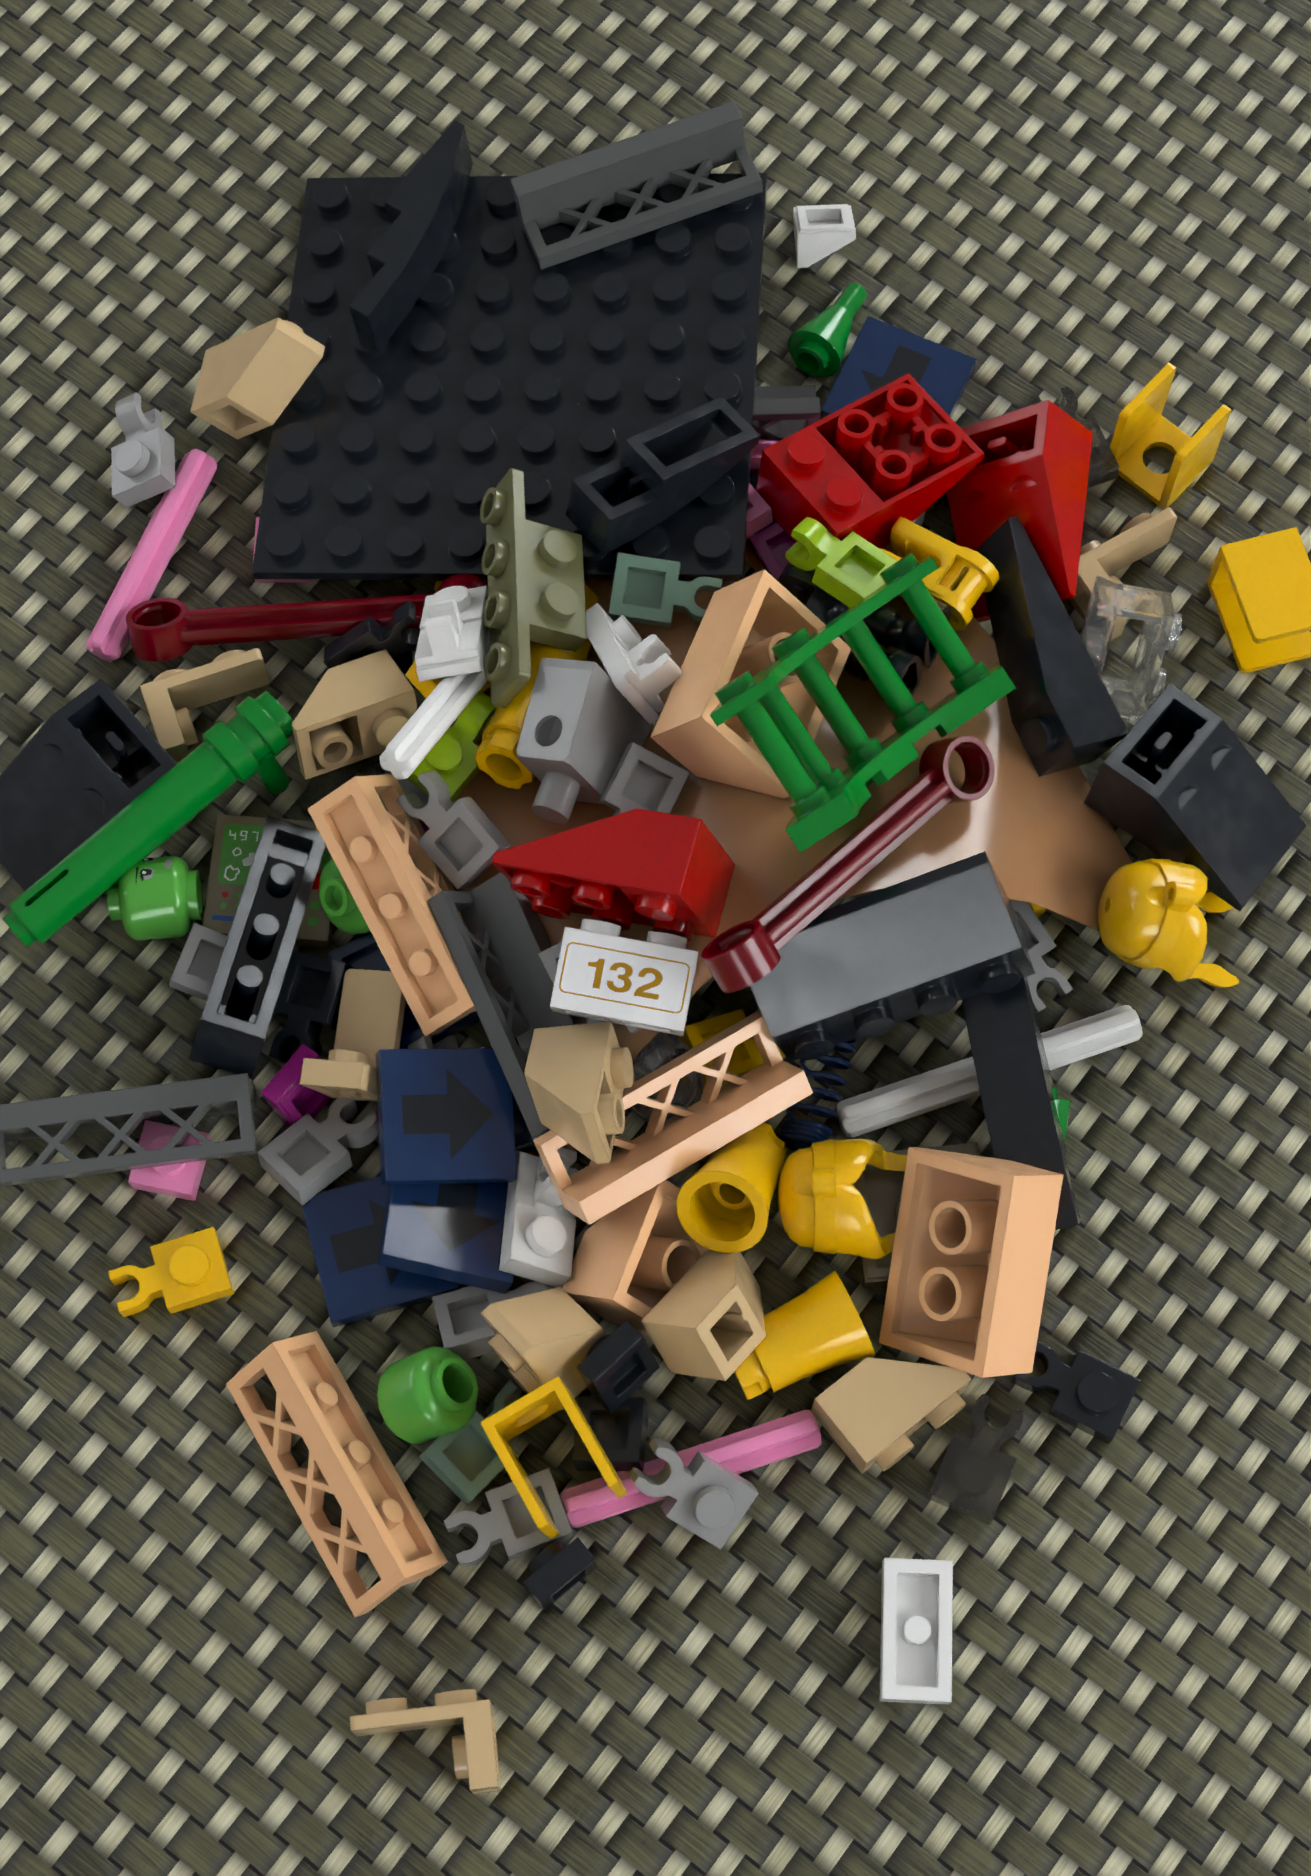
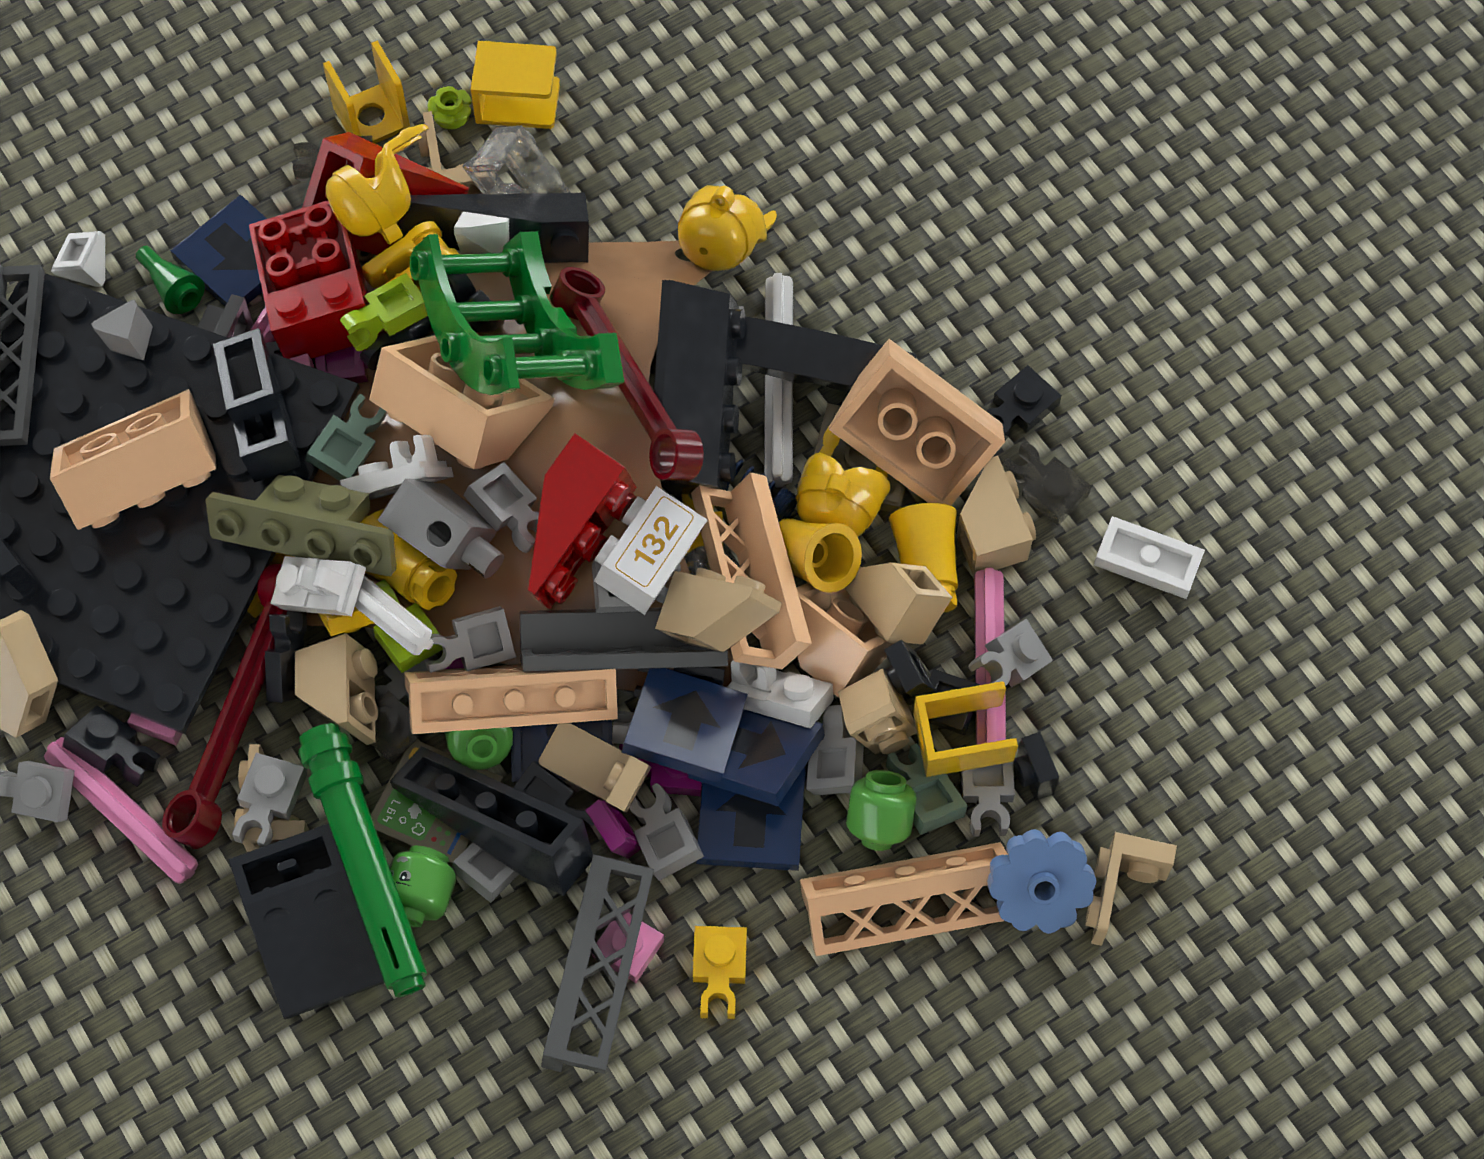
camera: 70 degrees left, 5 degrees down
(200, 691) = (268, 792): none -> light grey plate
(225, 506) = (106, 742): none -> black plate
(393, 1624) = (1041, 881): none -> medium blue plant
(544, 377) = (133, 461): none -> light nougat slope
(706, 300) = (125, 330): none -> light grey slope
(976, 491) = (377, 202): none -> yellow hair
(1006, 631) = (481, 233): none -> white slope
(1193, 543) = (450, 116): none -> lime plate
(1196, 797) = (637, 179): black slope -> none

